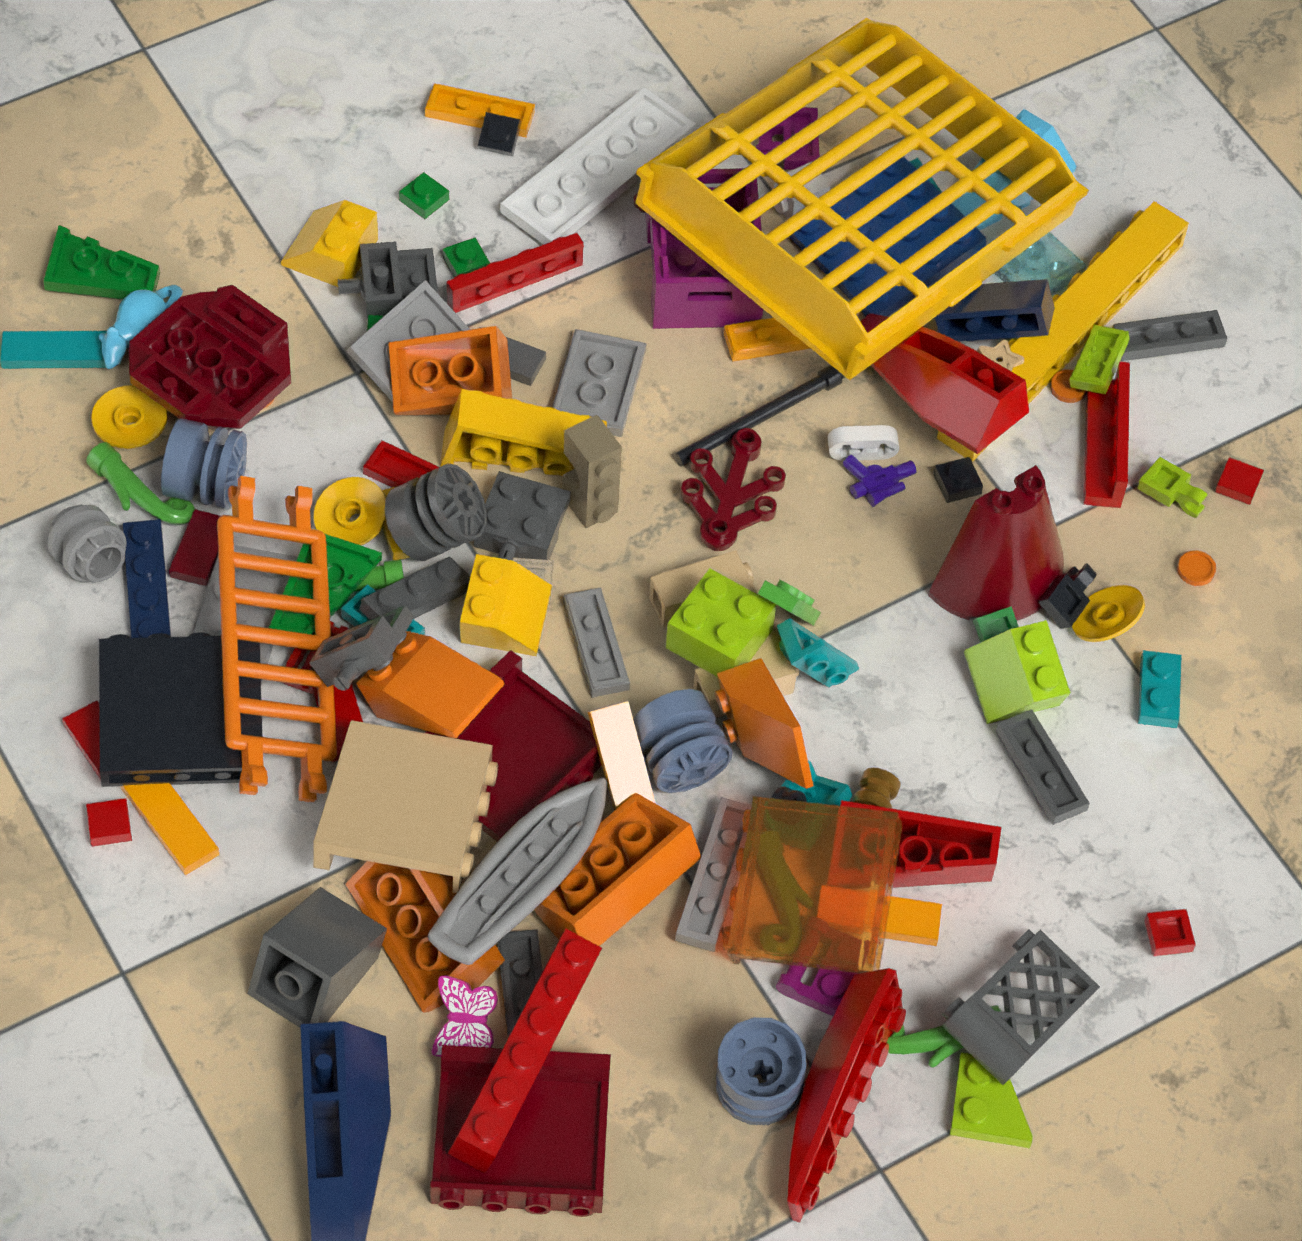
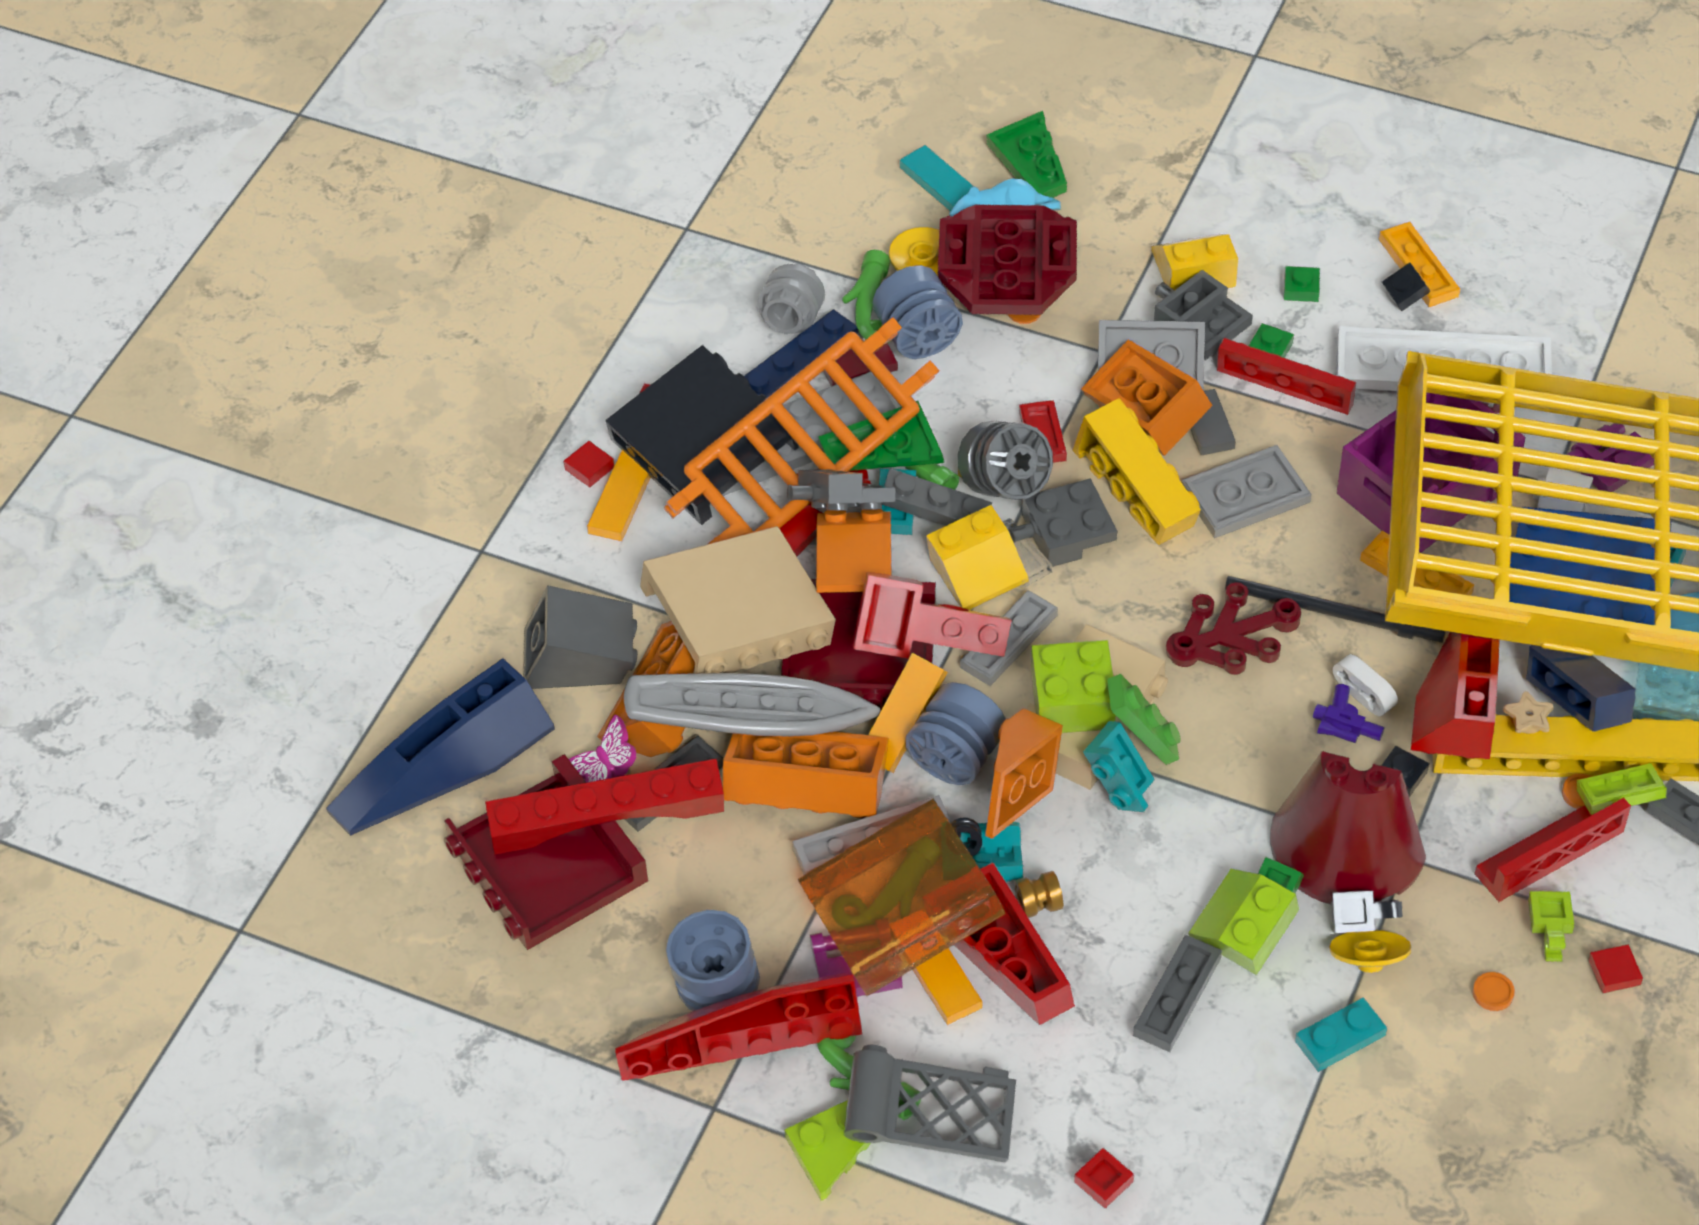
camera: 60 degrees right, 5 degrees down
(344, 500) = (962, 415): yellow dish -> none
(534, 694) = (895, 617): none -> plate
(596, 471) = (1131, 525): dark tan arch -> none

